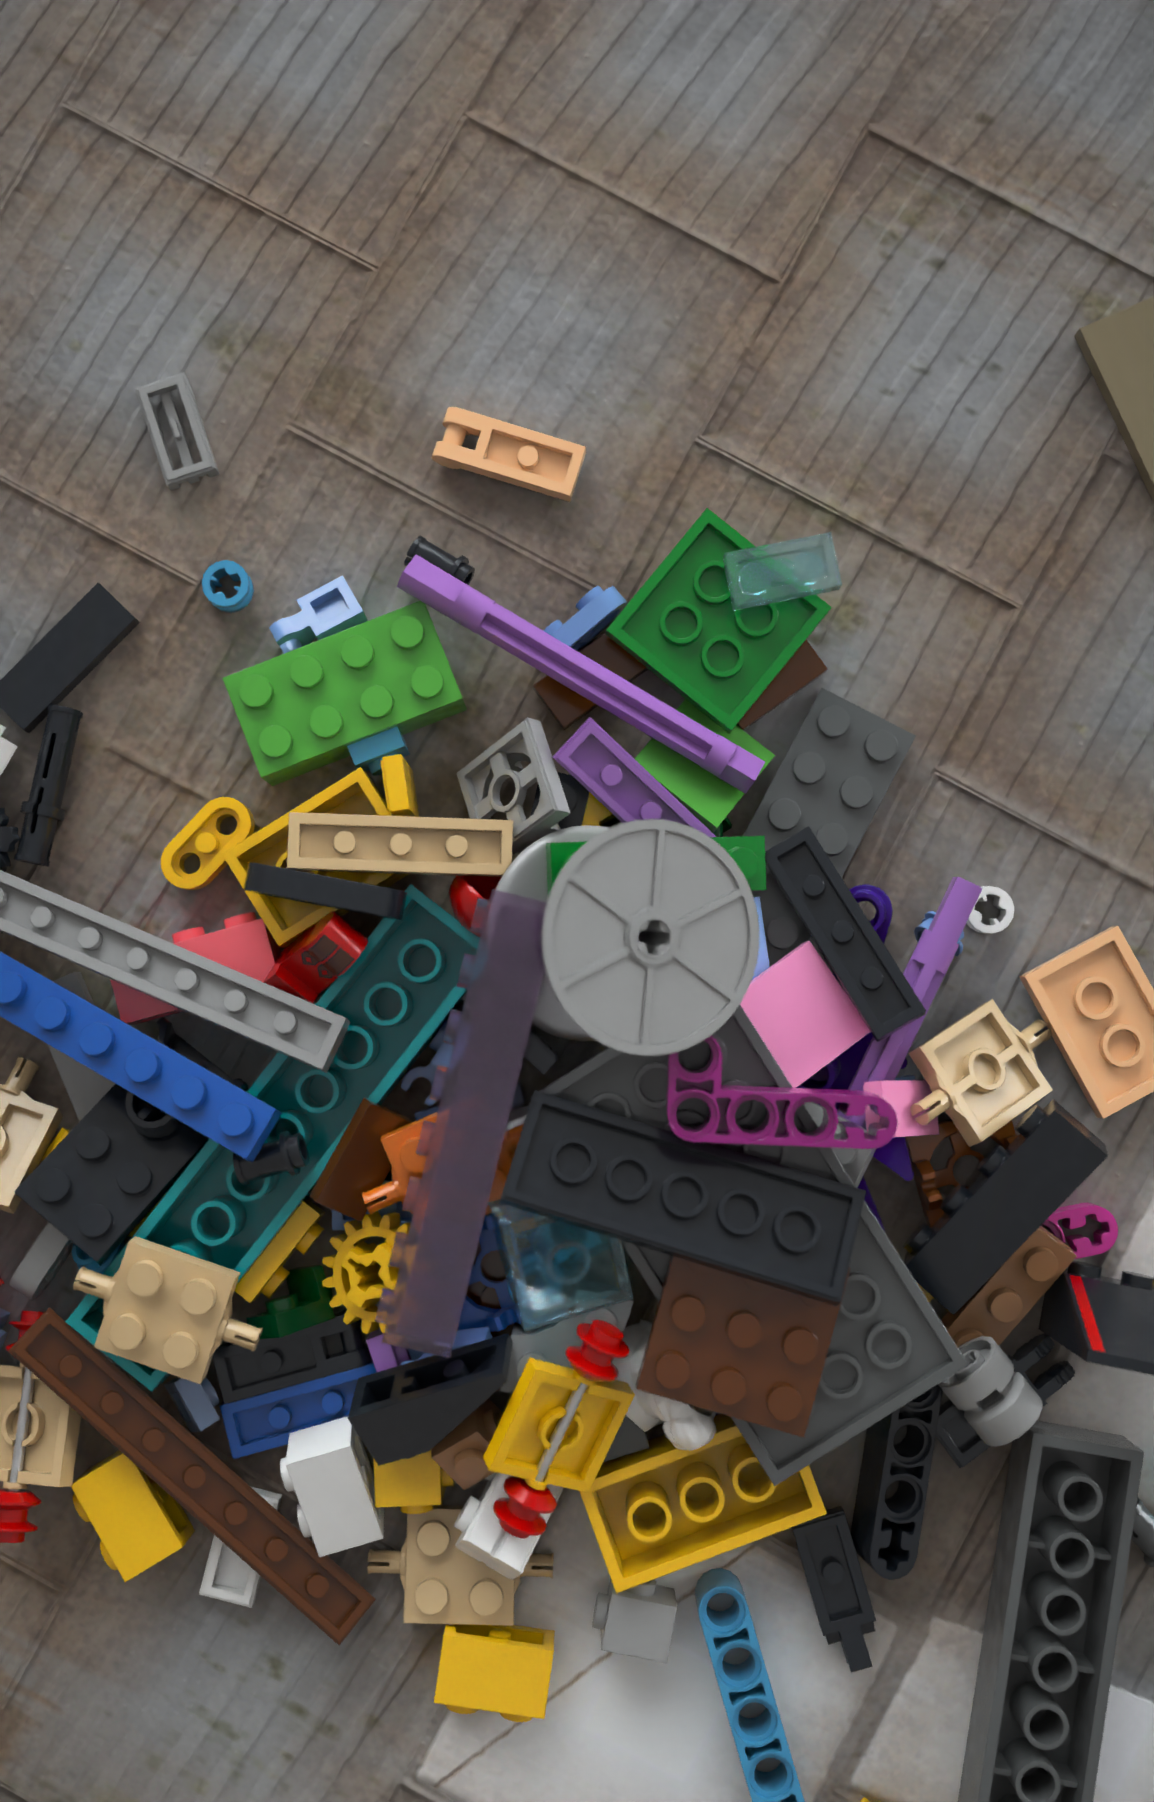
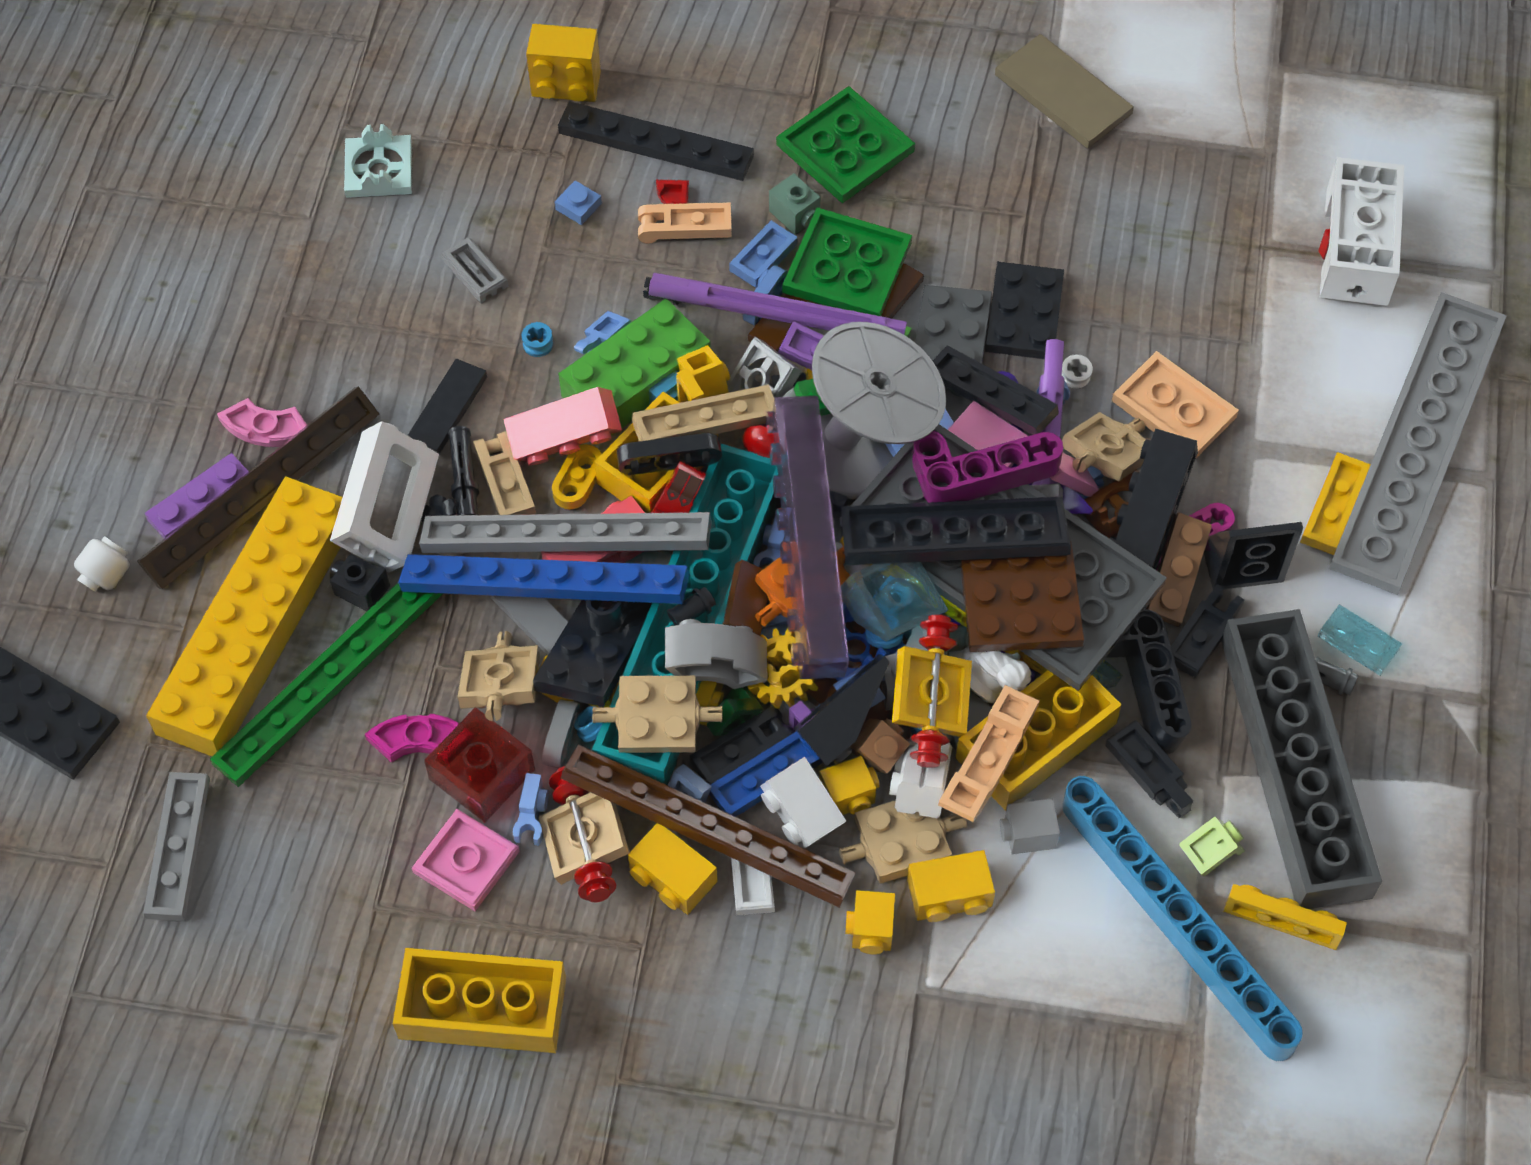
camera: 20 degrees left, 25 degrees down
(104, 807) = (504, 476): none -> tan plate
(108, 152) = (376, 184): none -> light aqua piece
(200, 772) = (563, 426): none -> brick
(254, 1240) = (716, 653): none -> light grey brick
(365, 362) = (578, 202): none -> medium blue plate
(370, 1682) = (871, 921): none -> yellow brick
(415, 106) = (563, 62): none -> yellow brick
(435, 751) = (707, 370): none -> yellow brick
(512, 394) = (673, 191): none -> red tile
(517, 288) = (656, 141): none -> black plate
(598, 1548) = (990, 754): none -> light nougat slope
(604, 551) = (763, 252): none -> medium blue plate
(681, 480) = (793, 203): none -> sand green brick
(782, 571) = (875, 220): clear light blue plate -> none
(797, 394) = (845, 144): none -> green plate
(874, 1733) = (1212, 845): none -> yellowish green bracket
(954, 778) = (1024, 309): none -> black plate
(993, 1396) = (1204, 608): light grey wheel -> none

